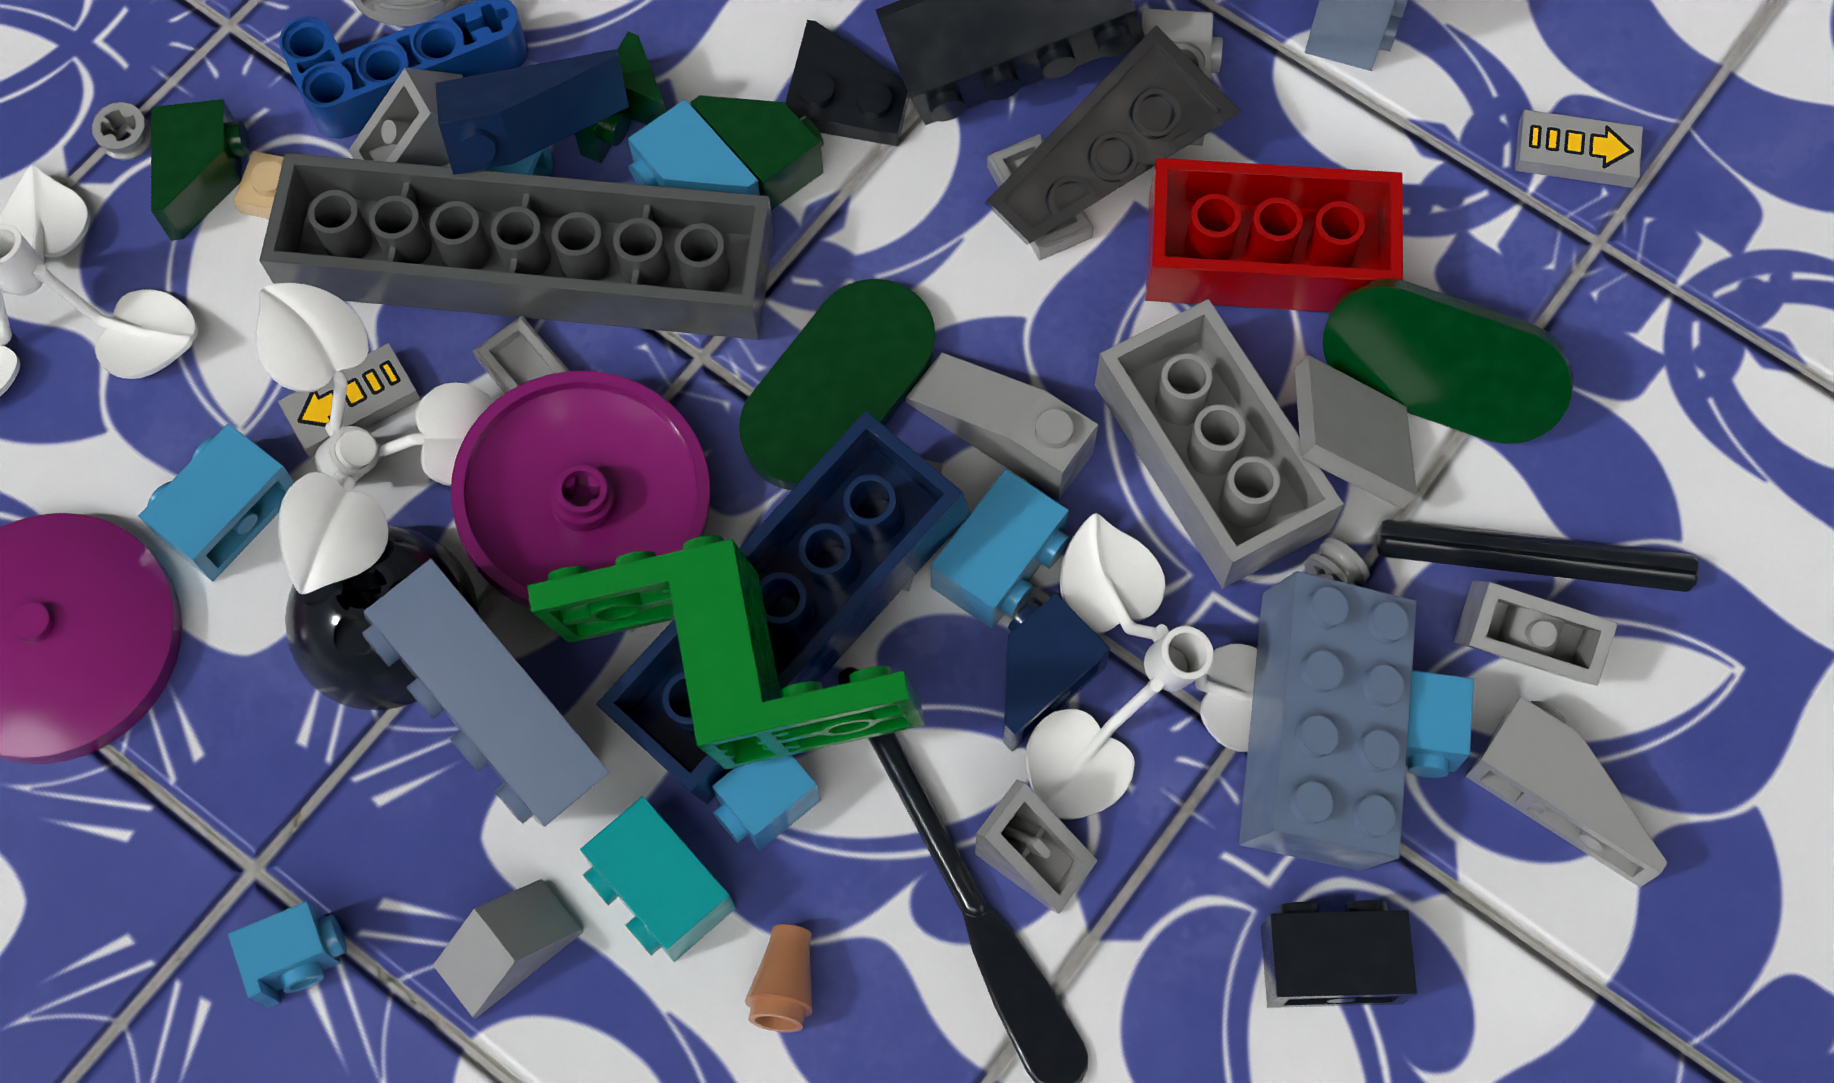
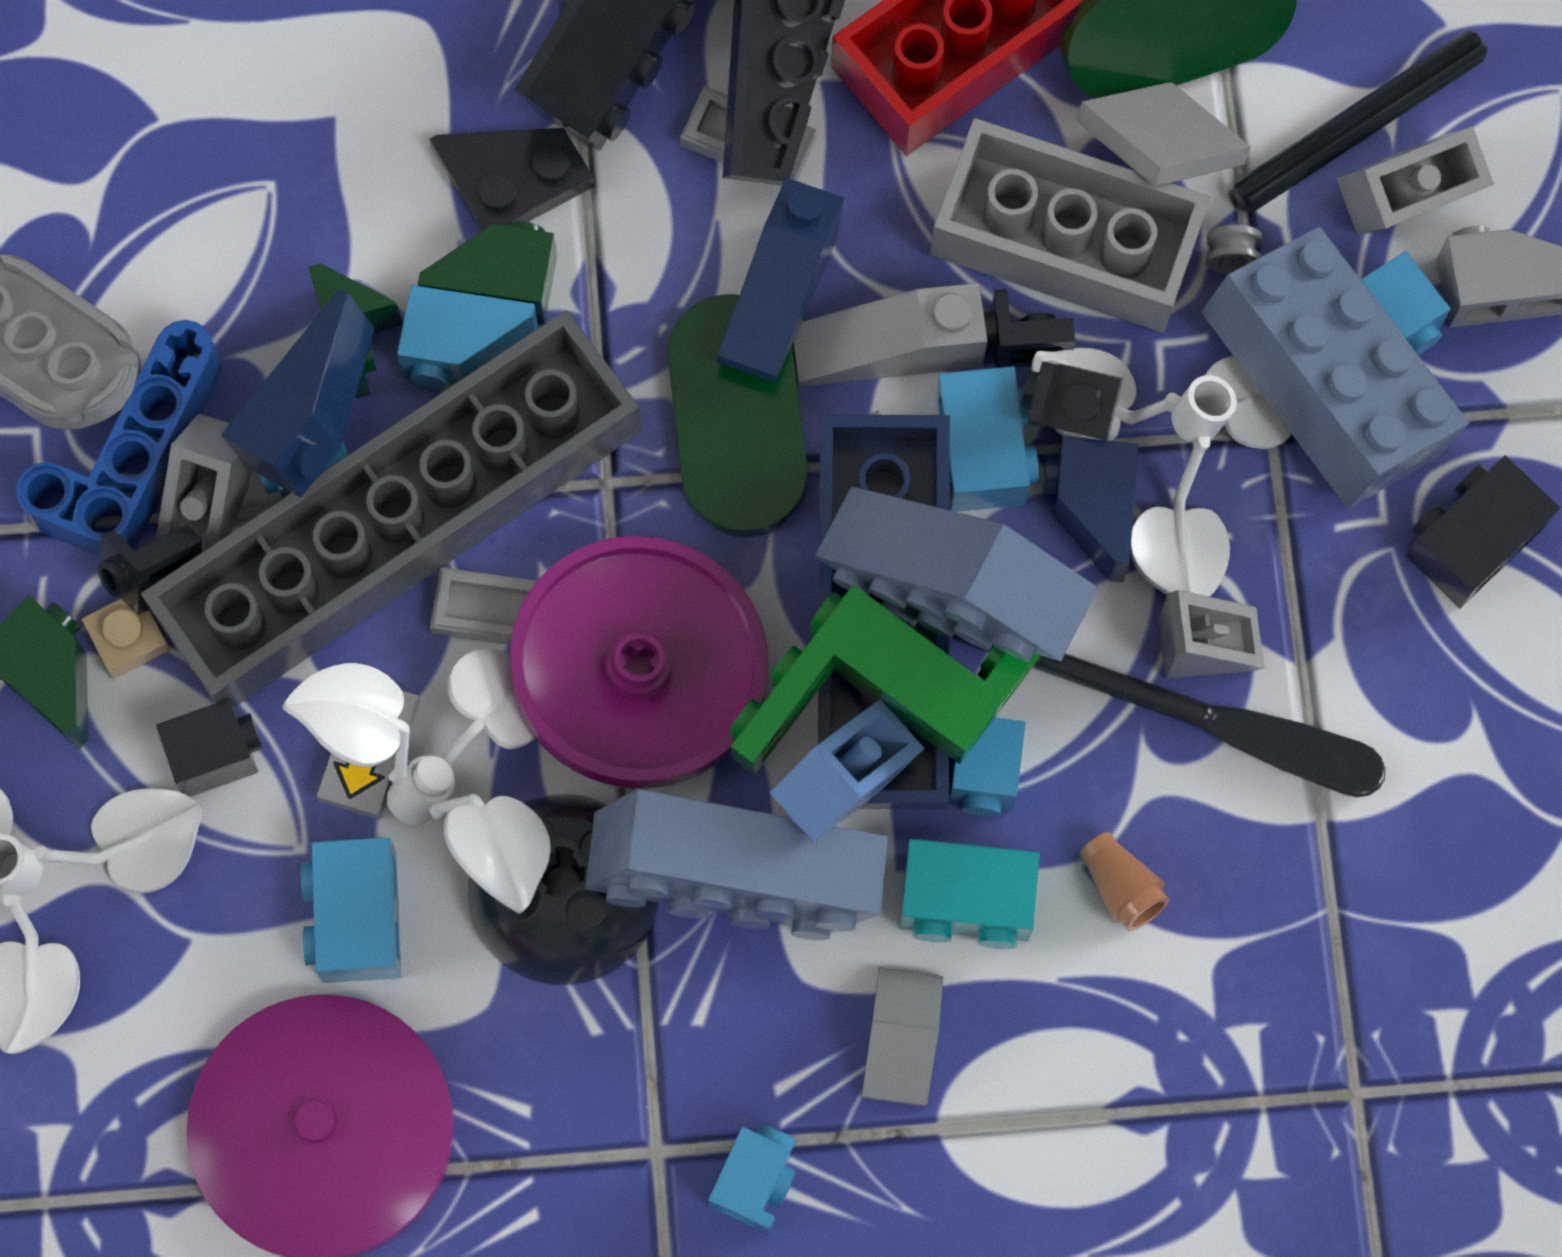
camera: 45 degrees left, 5 degrees up
(228, 300) = (210, 747): none -> black brick
(311, 138) = (131, 572): none -> black bracket
(610, 688) = (846, 770): none -> medium blue brick
(809, 601) = (956, 574): none -> sand blue brick
(958, 306) = (781, 279): none -> dark blue slope
(1085, 568) = (1072, 399): none -> black bracket
(1095, 495) = (1019, 341): none -> black bracket

